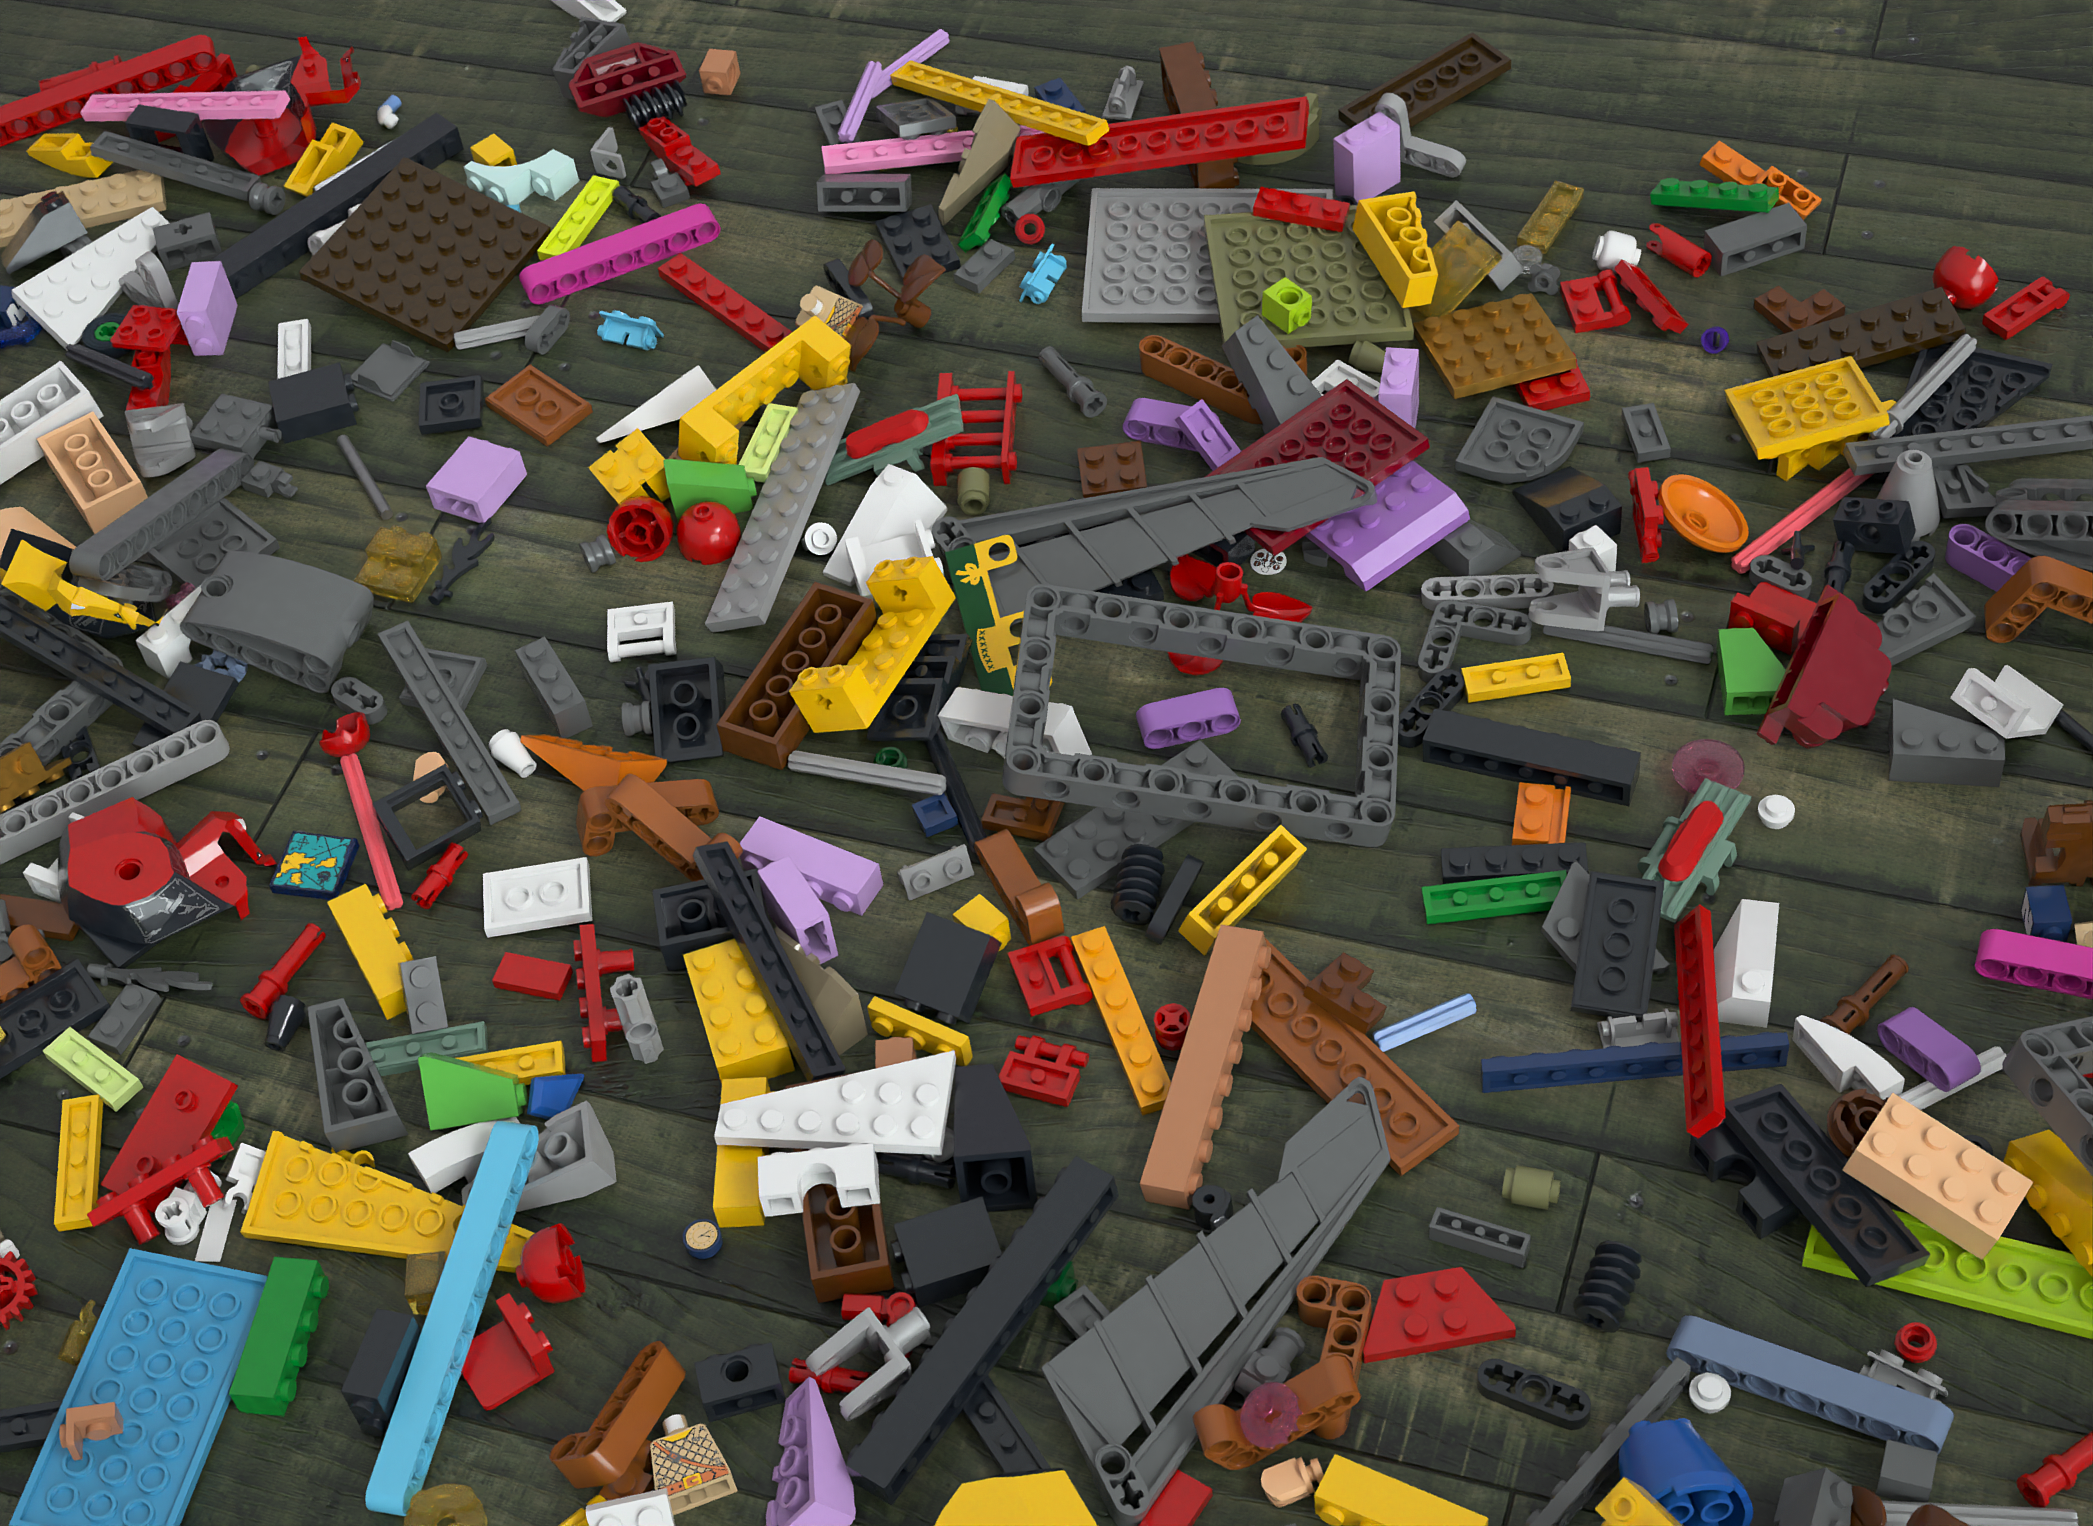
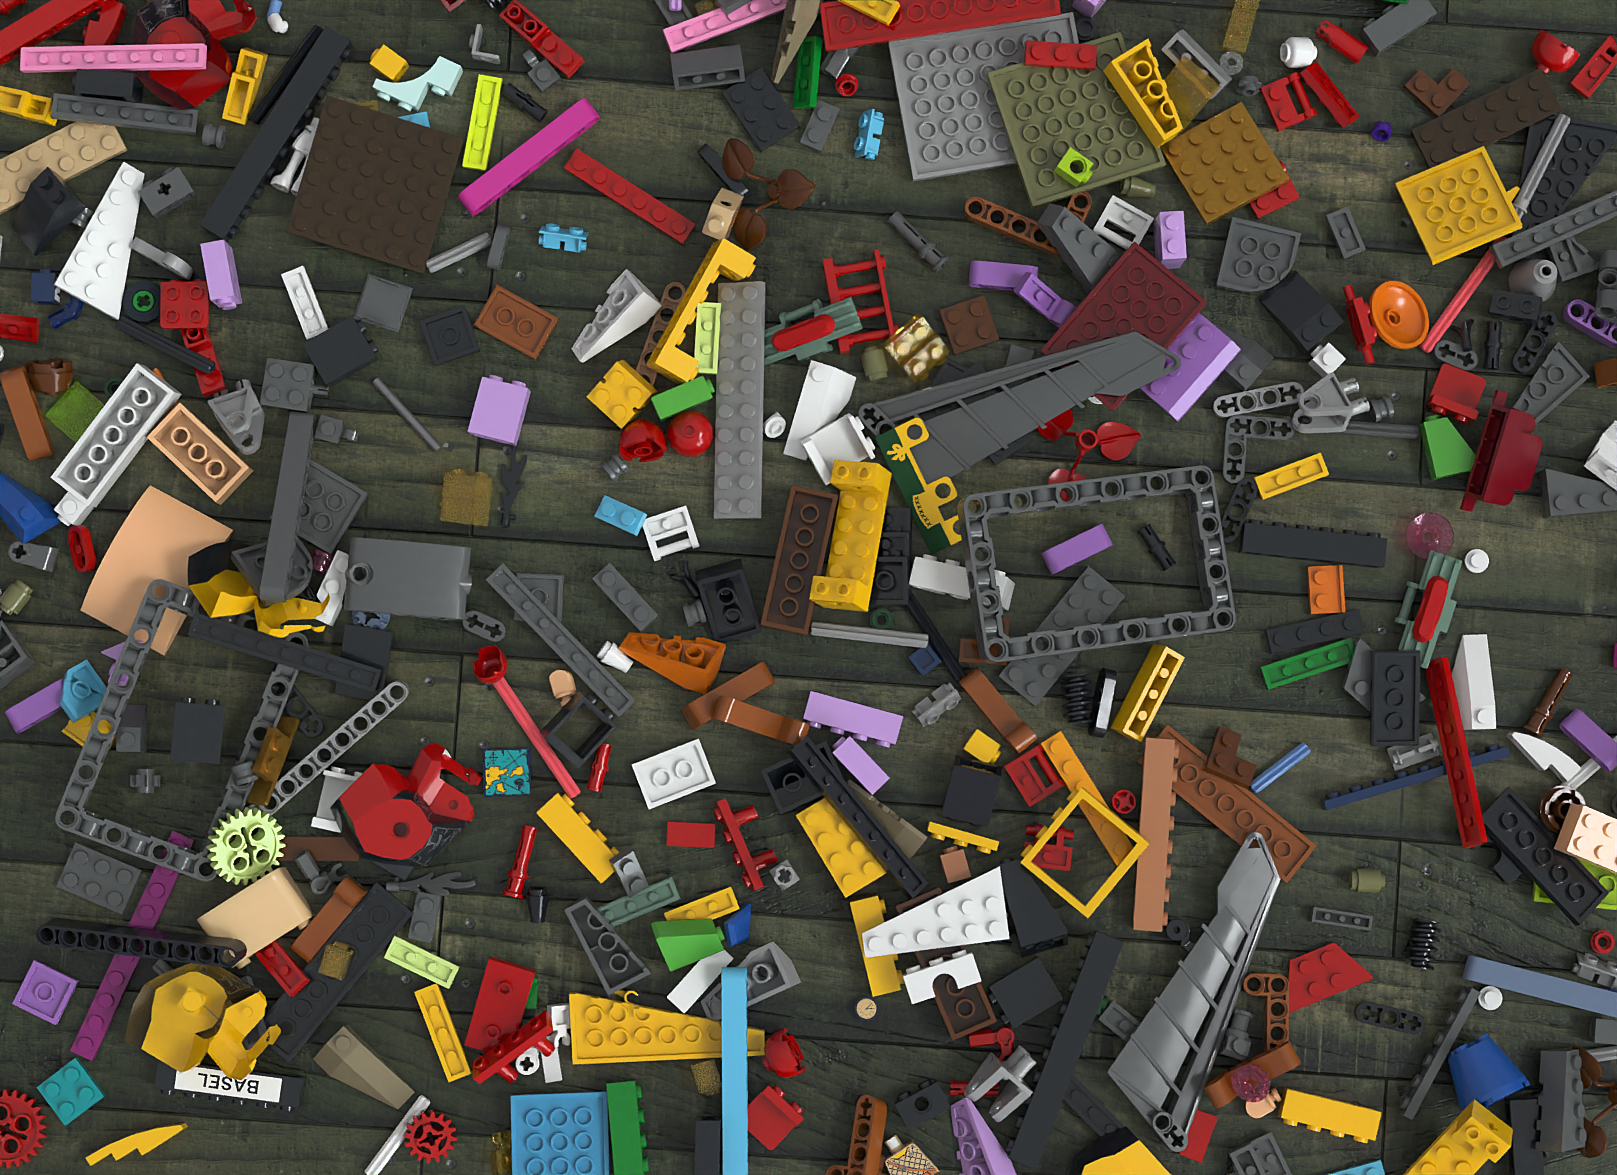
camera: 25 degrees left, 35 degrees up
(584, 602) = (620, 515): none -> medium azure plate
(1032, 473) = (916, 348): none -> clear yellow plate
(1123, 1096) = (1059, 817): none -> yellow window

